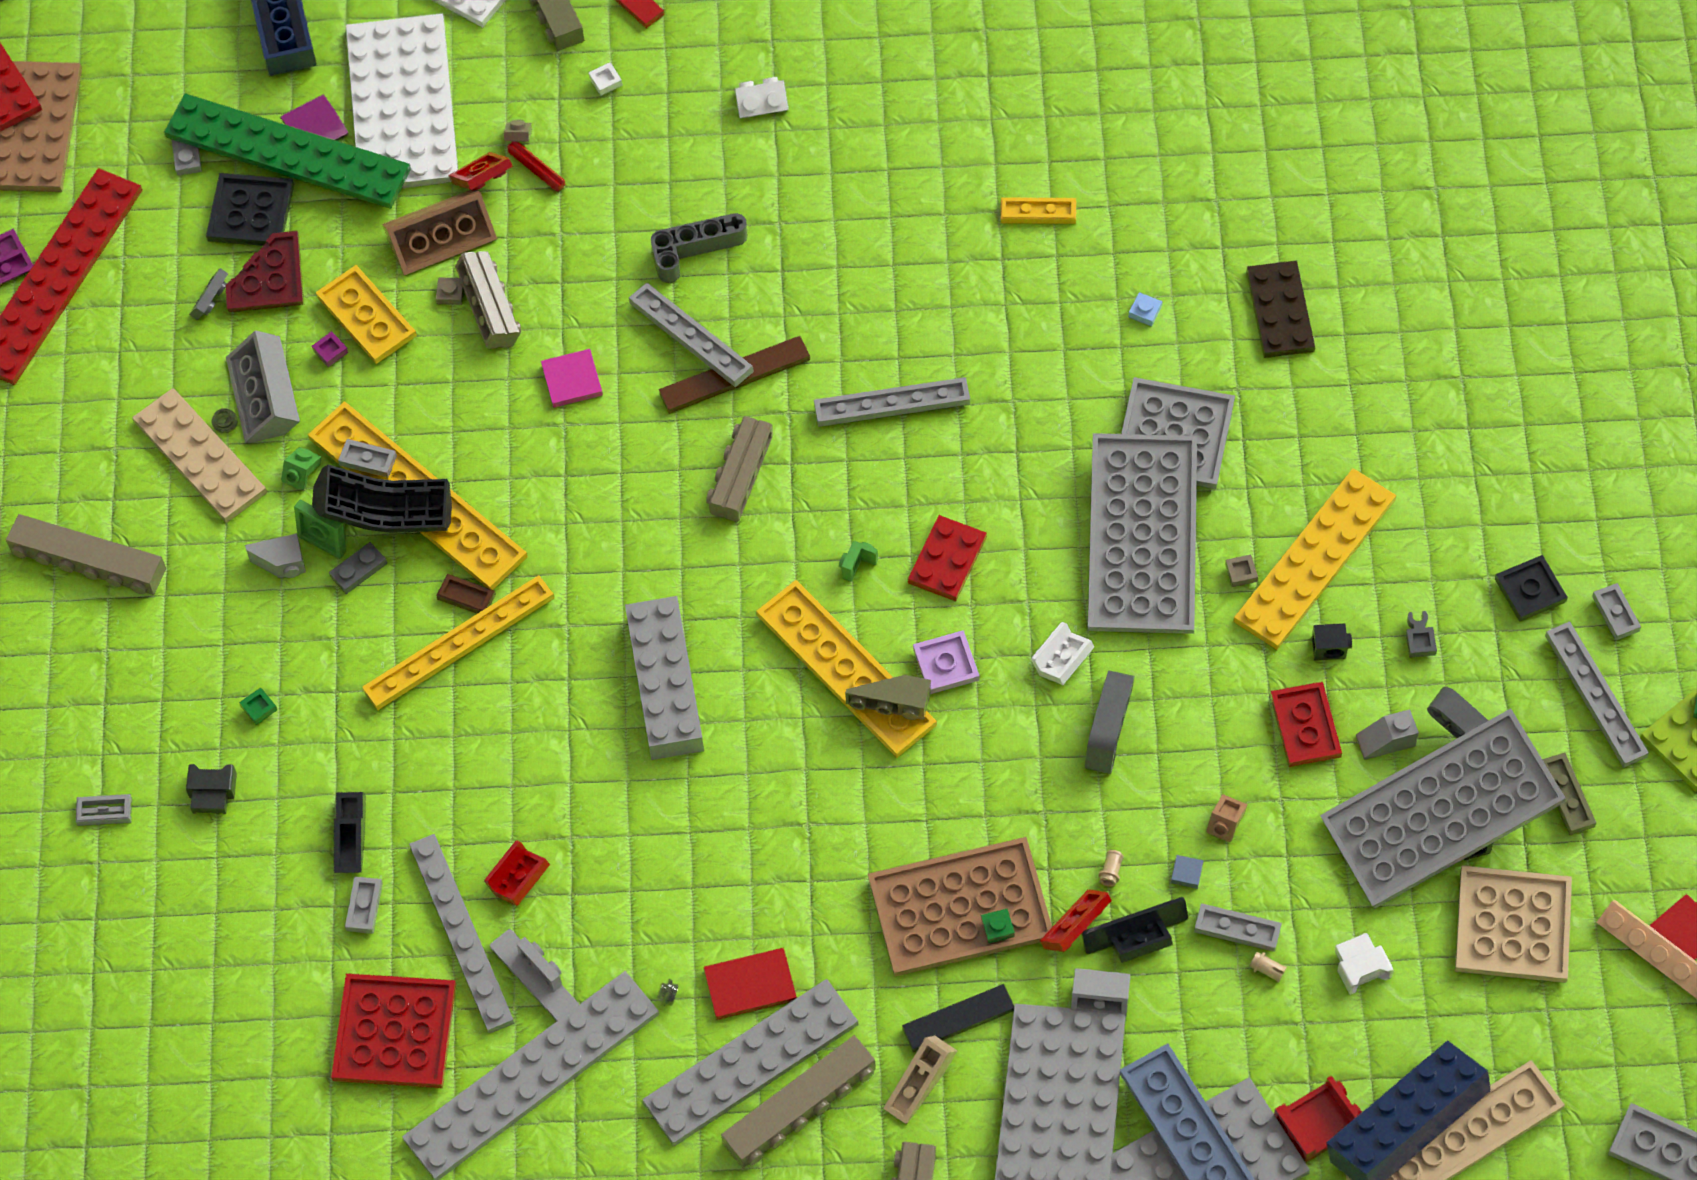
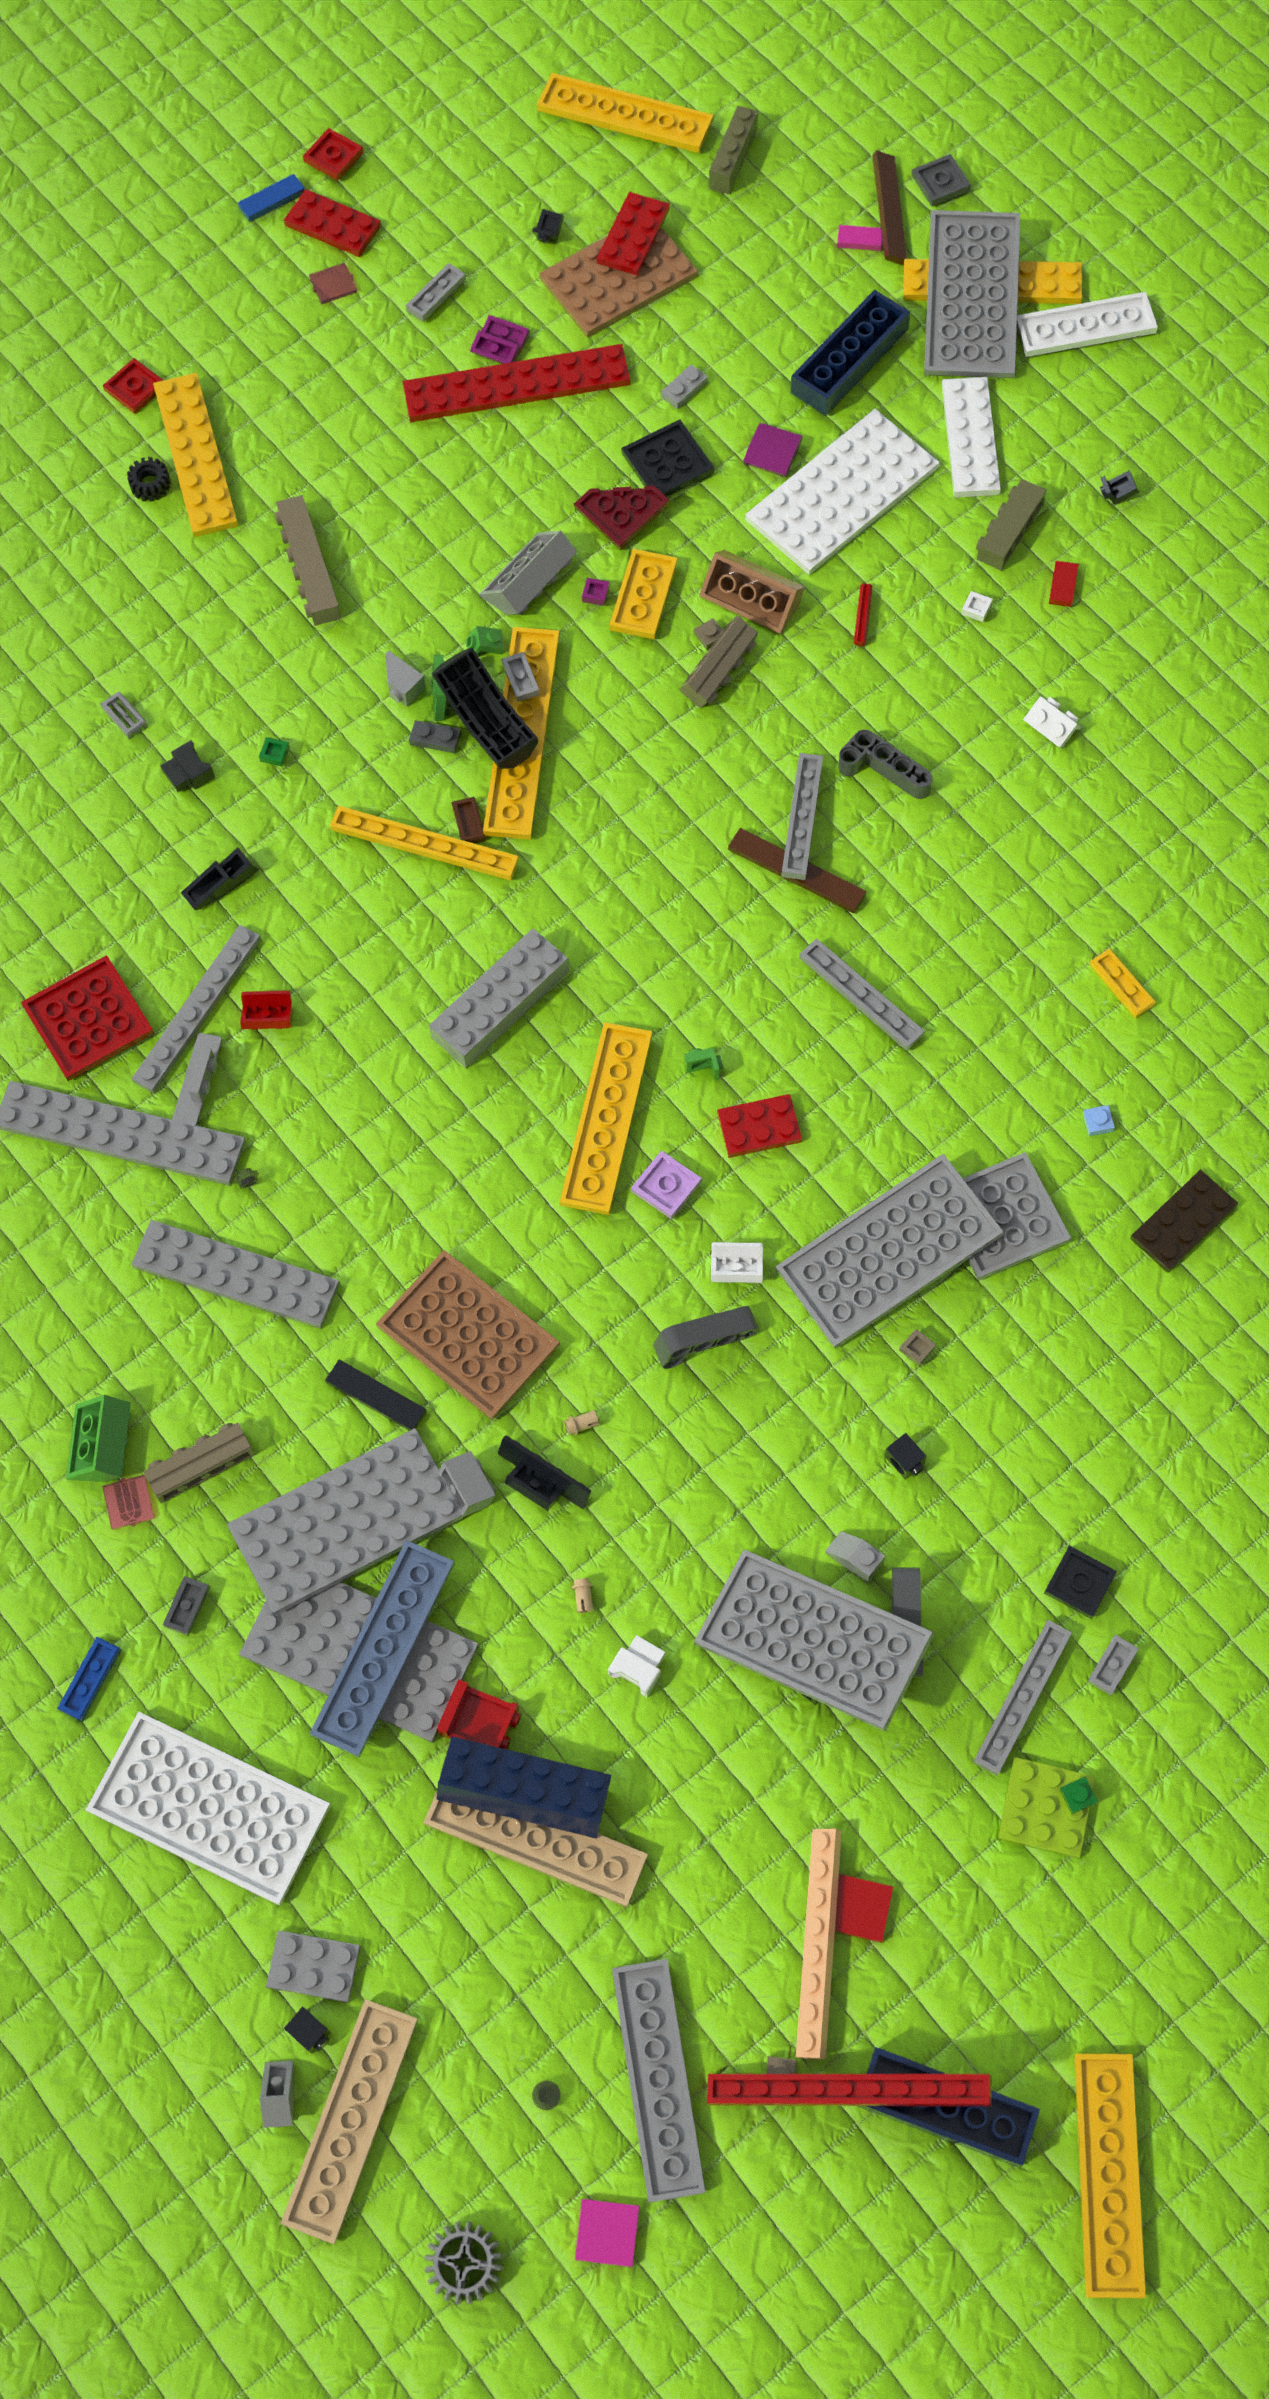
camera: 55 degrees right, 5 degrees up
(199, 455) = (445, 573): tan plate -> none
(215, 286) = (566, 487): dark grey plate -> none
(224, 420) = (484, 568): clear smoke plate -> none
(287, 150) = (733, 448): green plate -> none
(363, 905) = (170, 929): light grey plate -> none
(481, 170) = (816, 578): red plate -> none
(517, 131) = (880, 581): dark tan plate -> none
(571, 378) = (703, 764): dark pink tile -> none
(740, 468) = (717, 928): dark tan brick -> none
(750, 983) = (297, 1230): red tile -> none
(799, 1102) = (223, 1328): dark tan brick -> none
(897, 695) = (605, 1168): olive slope -> none
(920, 1078) = (305, 1400): tan slope -> none
(997, 925) = (466, 1371): green plate -> none
(1075, 920) = (512, 1425): red plate -> none
(1187, 871) = (622, 1481): sand blue tile -> none
(1226, 818) = (690, 1479): medium nougat bracket -> none
(1237, 927) = (600, 1550): light grey plate -> none
(1305, 724) = (818, 1486): red plate -> none
(1314, 558) = (976, 1396): yellow plate -> none
(1420, 639) = (964, 1525): dark grey plate -> none
(1513, 924) = (761, 1763): tan plate -> none
(1576, 810) = (912, 1731): olive plate -> none

